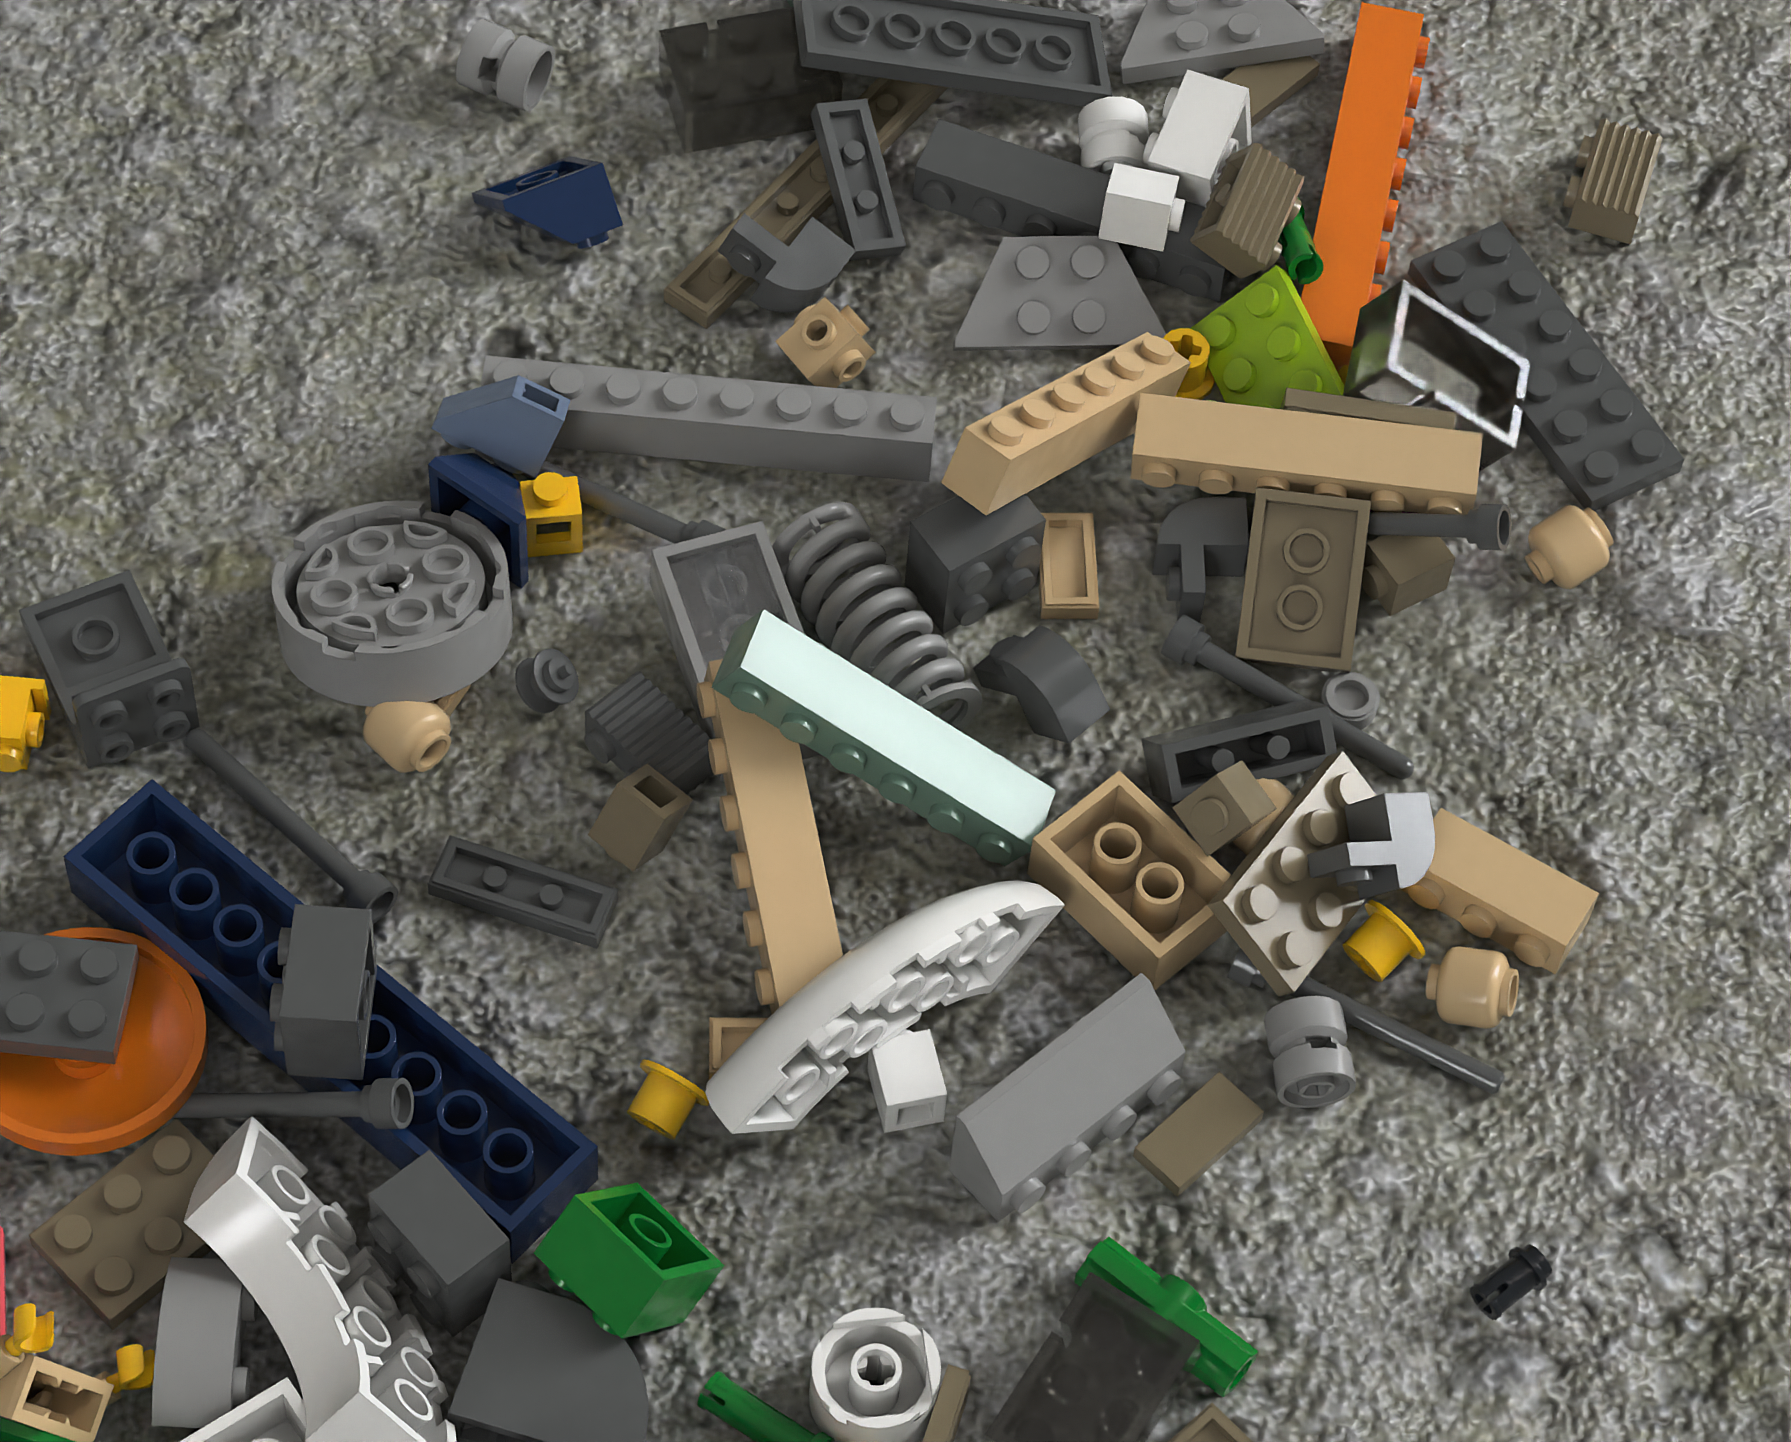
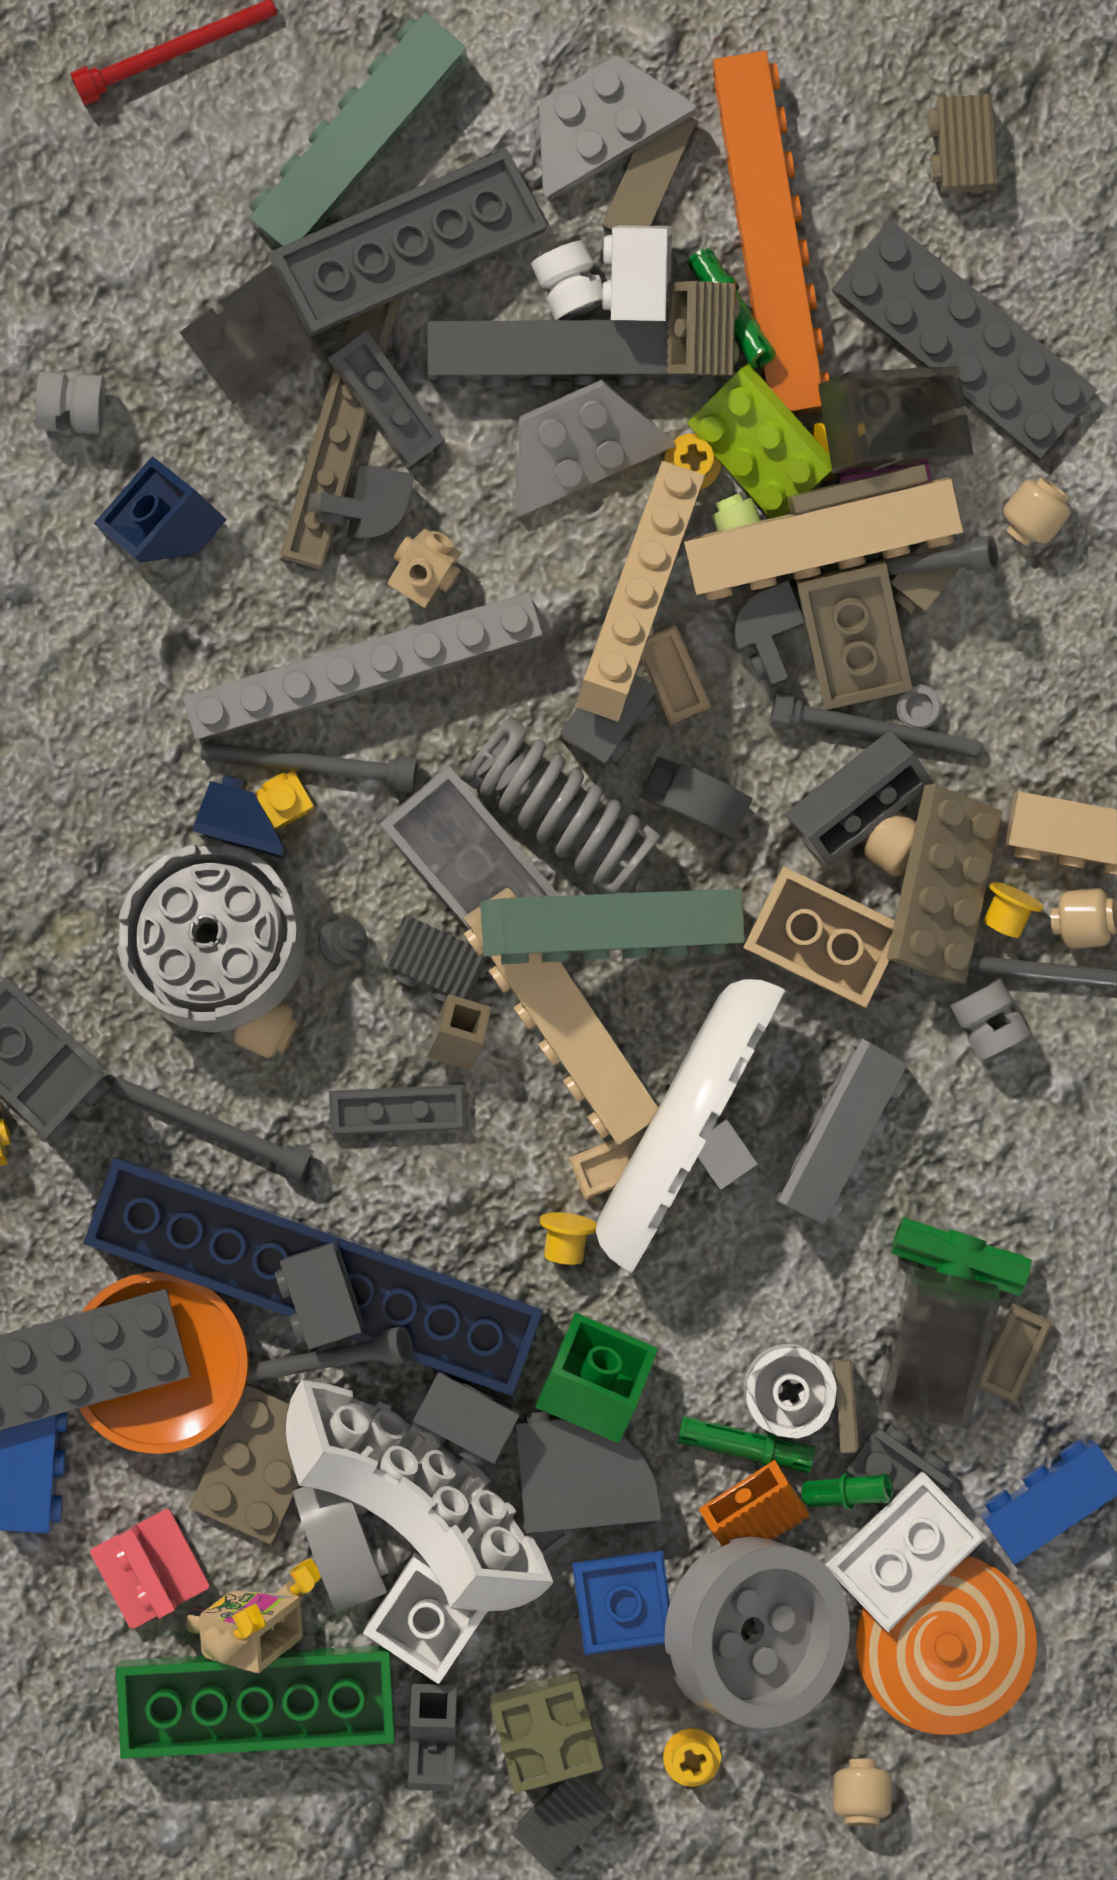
camera: 15 degrees left, 30 degrees up
(505, 420) = (223, 753): sand blue slope -> none
(1141, 207) = (619, 359): white brick -> none
(1198, 1134) = (933, 1105): dark tan tile -> none
(1224, 808) = (870, 871): dark tan brick -> none
(1387, 845) = (995, 850): brick -> none

